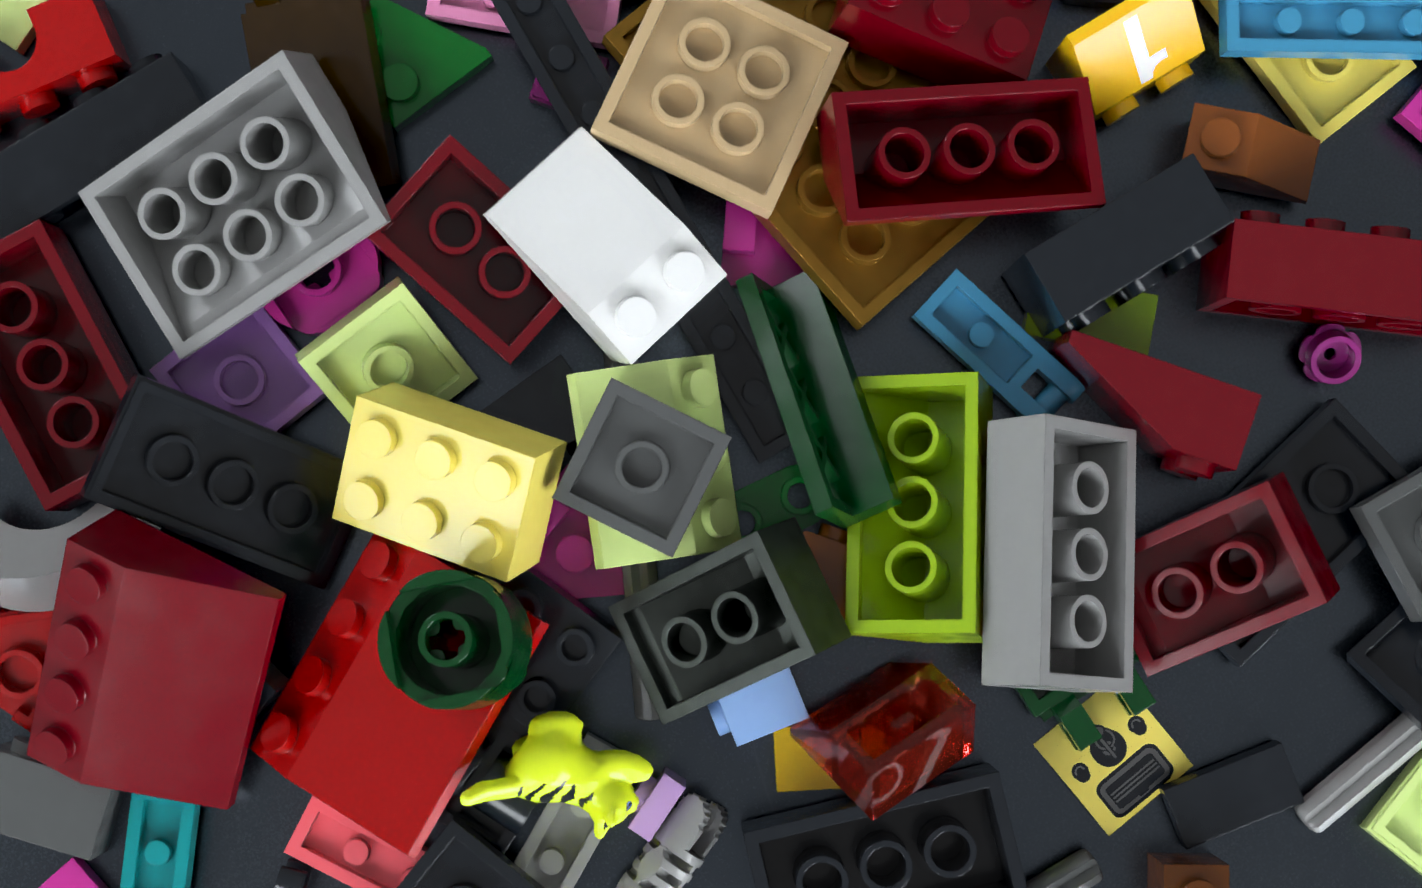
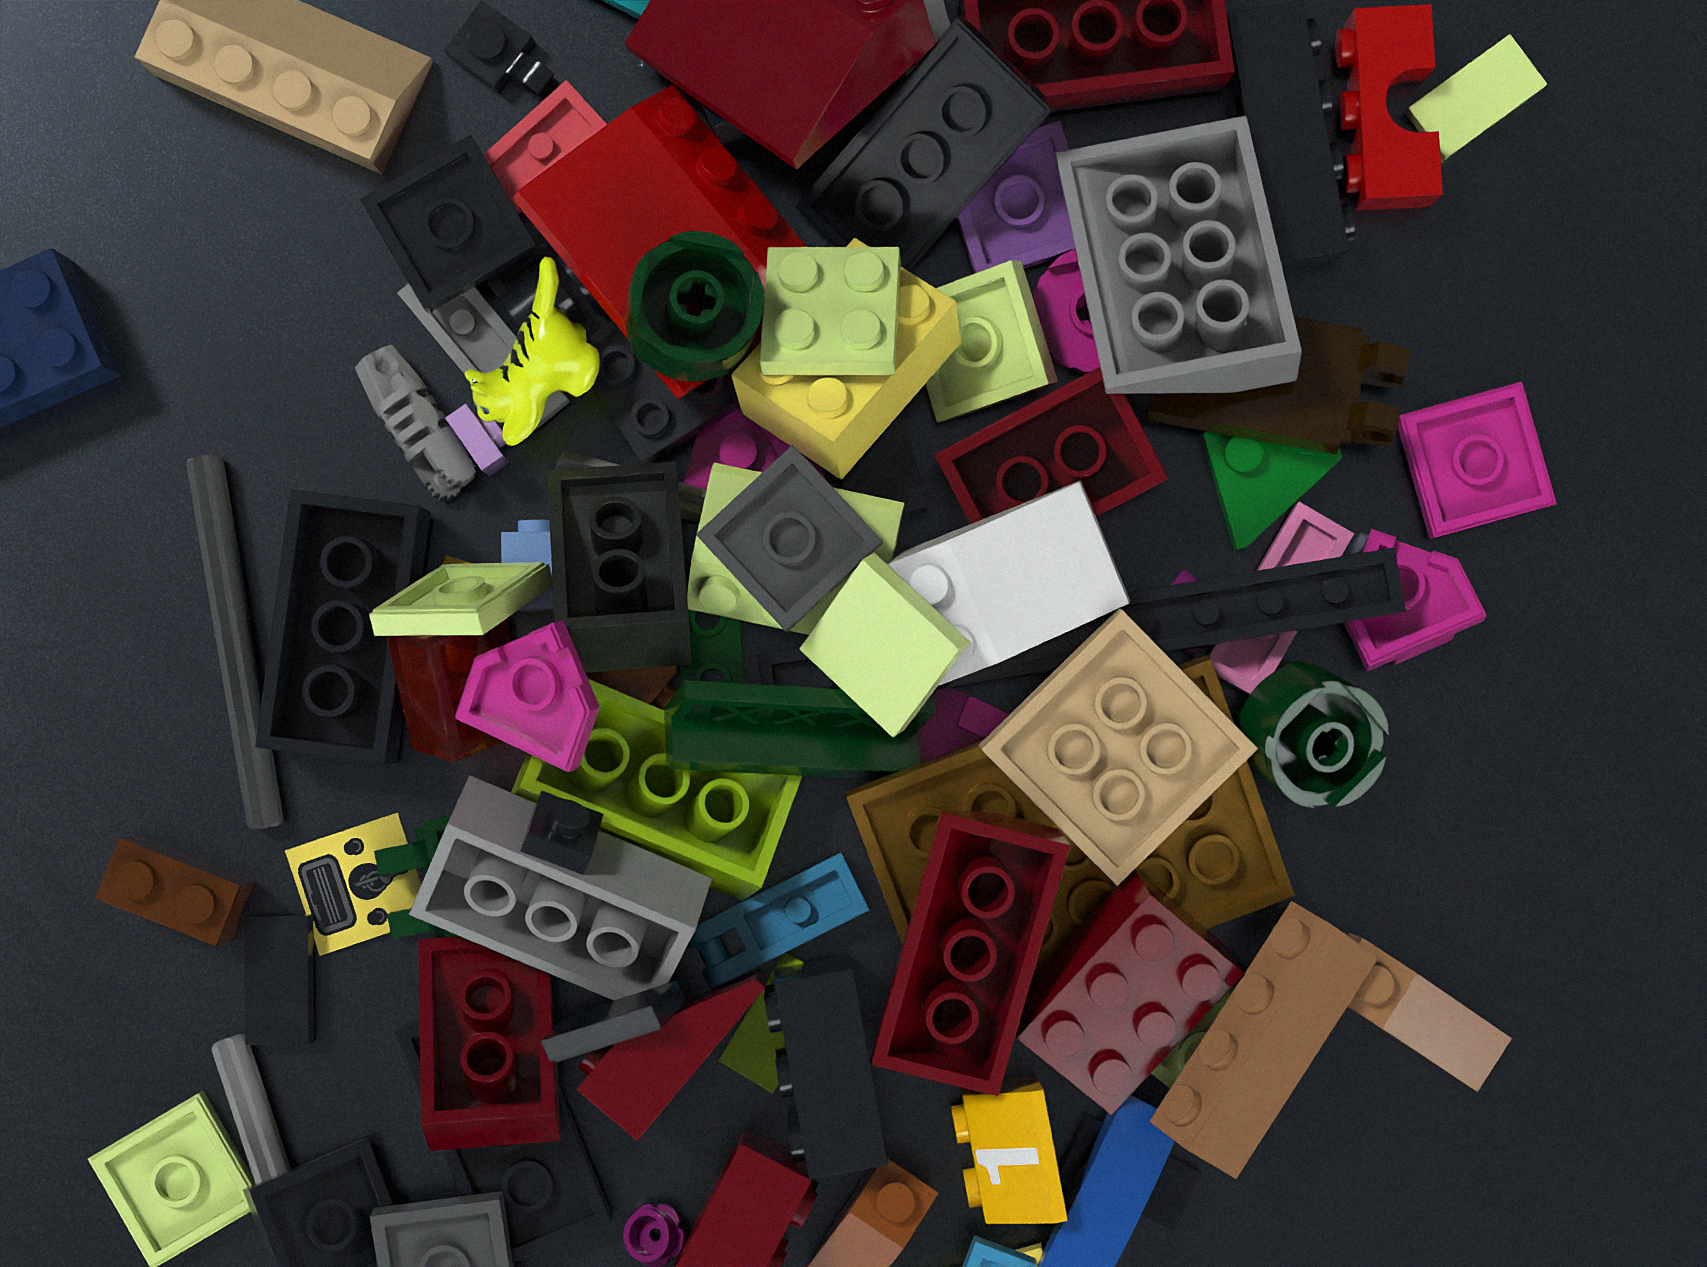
camera: 115 degrees right, 0 degrees up
(410, 509) = (830, 311): none -> yellowish green plate
(708, 339) = (884, 645): none -> yellowish green tile
(818, 757) = (461, 599): none -> yellowish green tile
(887, 650) = (533, 696): none -> dark pink plate
(1003, 574) = (562, 832): none -> black plate
(1158, 460) = (613, 1022): none -> black tile

